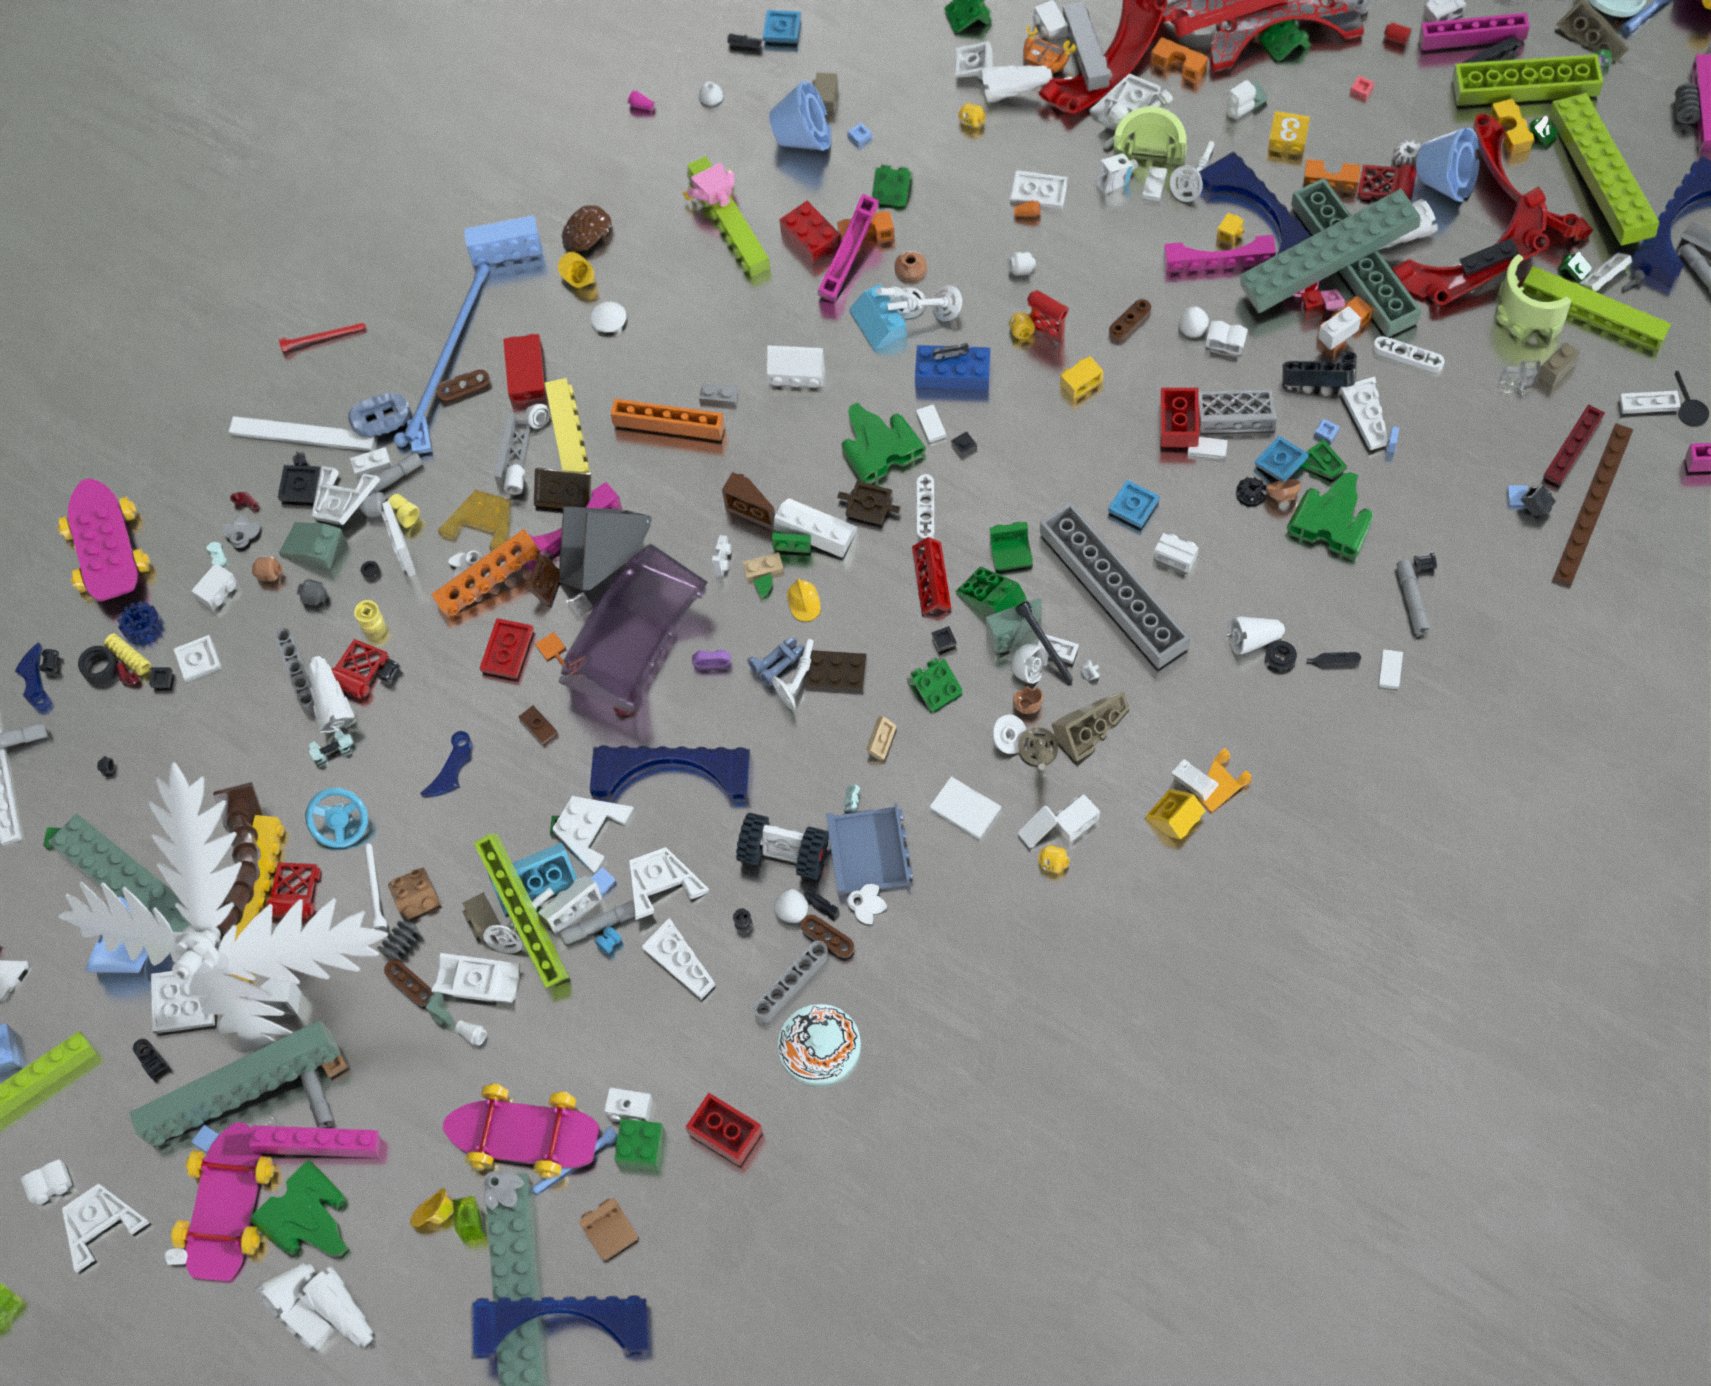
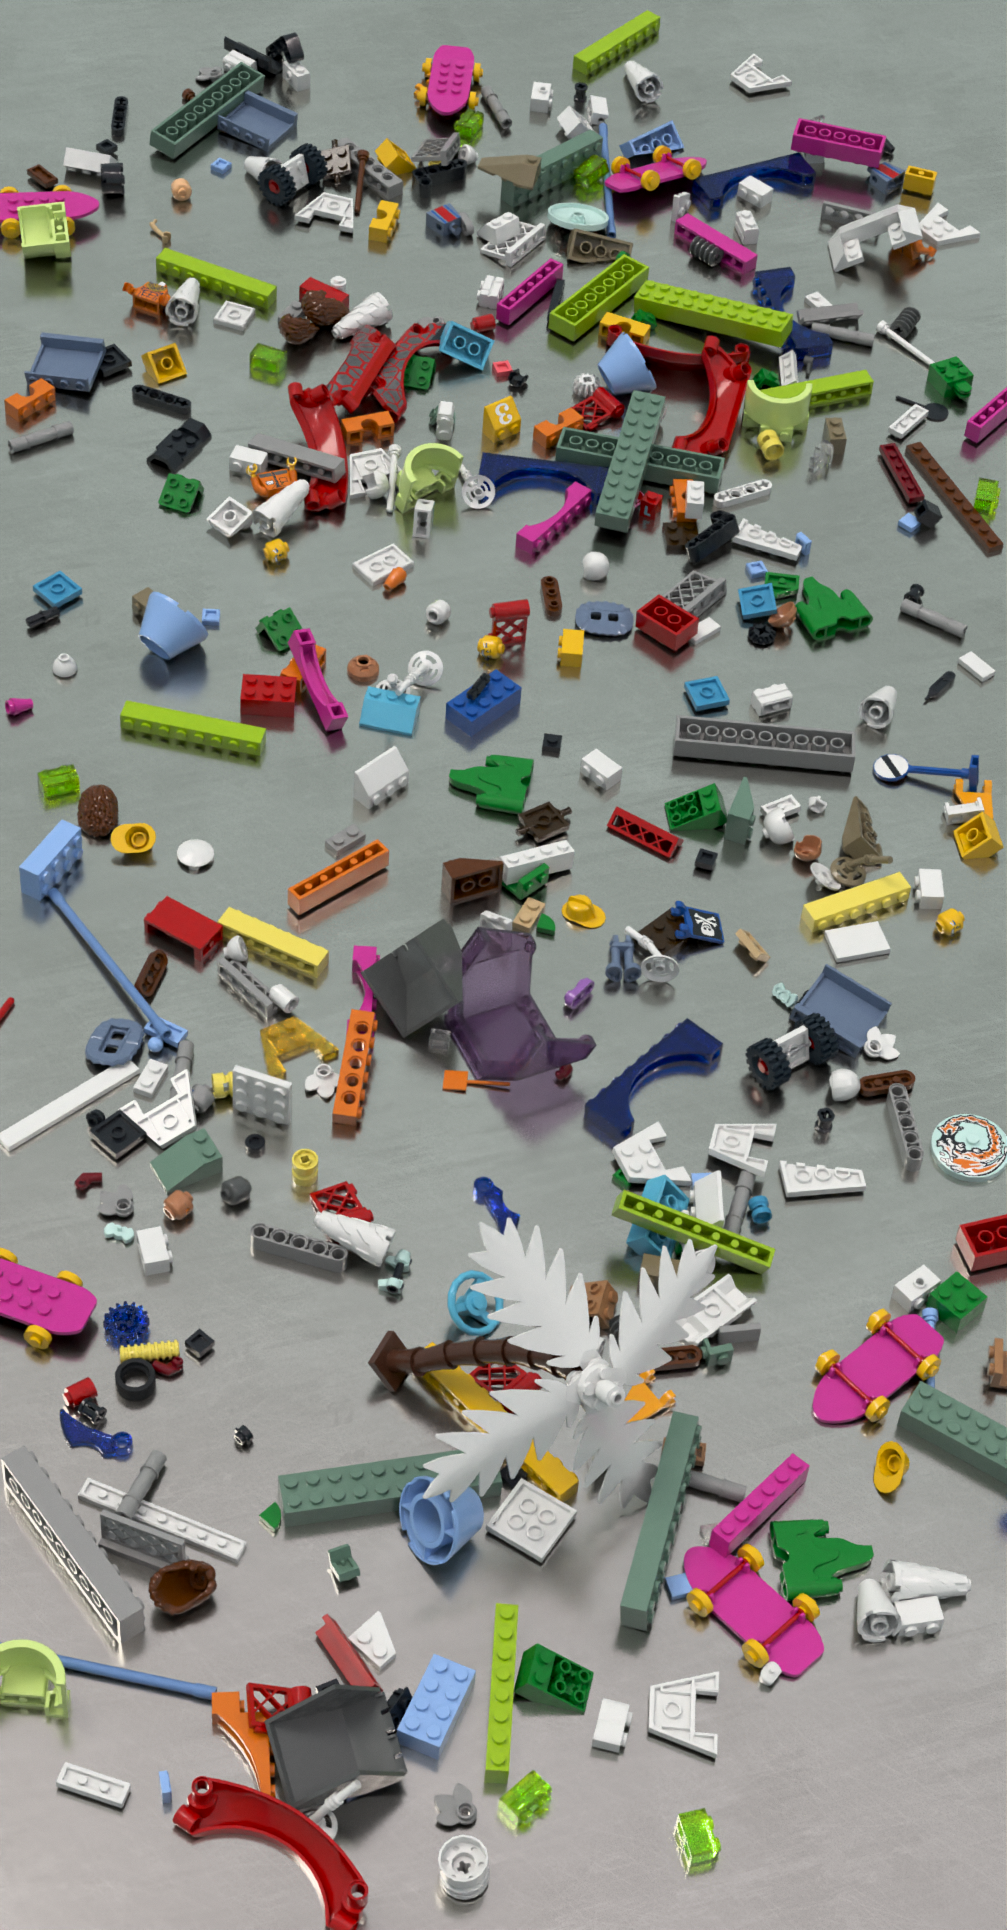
camera: 60 degrees left, 15 degrees down
(46, 910) = (342, 1563): none -> sand green bracket
(56, 1117) = (553, 1680): none -> green slope
(57, 641) = (79, 1391): none -> red brick
(151, 1060) = (566, 1576): black piece -> none
(197, 658) = (207, 1309): white tile -> none
(353, 992) = (652, 1403): none -> light orange flag
(388, 671) = (367, 1189): black bush -> none
(469, 1217) = (924, 1445): clear neon green piece -> none
(471, 1011) = (739, 1333): none -> light grey tile
(473, 1033) = (757, 1345): white cone -> none
(503, 1192) = (925, 1400): light grey plate -> none
(506, 648) = (430, 1105): red plate -> none
(538, 725) = (520, 1132): reddish brown plate -> none
(548, 581) = (396, 1038): reddish brown plate -> none
(561, 488) = (327, 975): dark brown plate -> none
(590, 183) = (58, 781): none -> clear neon green brick
(712, 185) = (163, 712): bright pink torso -> none
(821, 903) = (858, 1068): black axle -> none
(865, 686) = (698, 924): none -> flag
(925, 508) = (600, 809): white beam -> none
(931, 423) = (513, 747): white tile -> none
(935, 683) = (736, 883): green bracket -> none
(965, 497) = (601, 769): none -> white brick
(1005, 776) = (855, 902): none -> light yellow brick
(1010, 546) = (668, 775): green bracket -> none
(1024, 610) = (748, 788): black piece -> none
(1038, 826) = (917, 910): white tile -> none
(1134, 380) = (604, 626): none -> sand blue piece
(1154, 183) = (452, 509): white plate -> none
(1196, 694) = (895, 767): none -> blue piece
(1226, 337) = (627, 560): white brick -> none
(1230, 229) = (540, 499): yellow brick -> none
(1284, 648) = (904, 702): black gear -> none
(1304, 347) = (678, 534): none -> dark brown plate
(1332, 299) = (665, 490): bright pink plate -> none
(1347, 43) = (465, 345): none -> medium azure slope
(1360, 105) = (516, 379): none -> black arm
(1489, 257) = (720, 403): black plate -> none
(1489, 329) = (770, 445): none -> light yellow wheel
(1619, 526) = (986, 496): none -> clear neon green brick

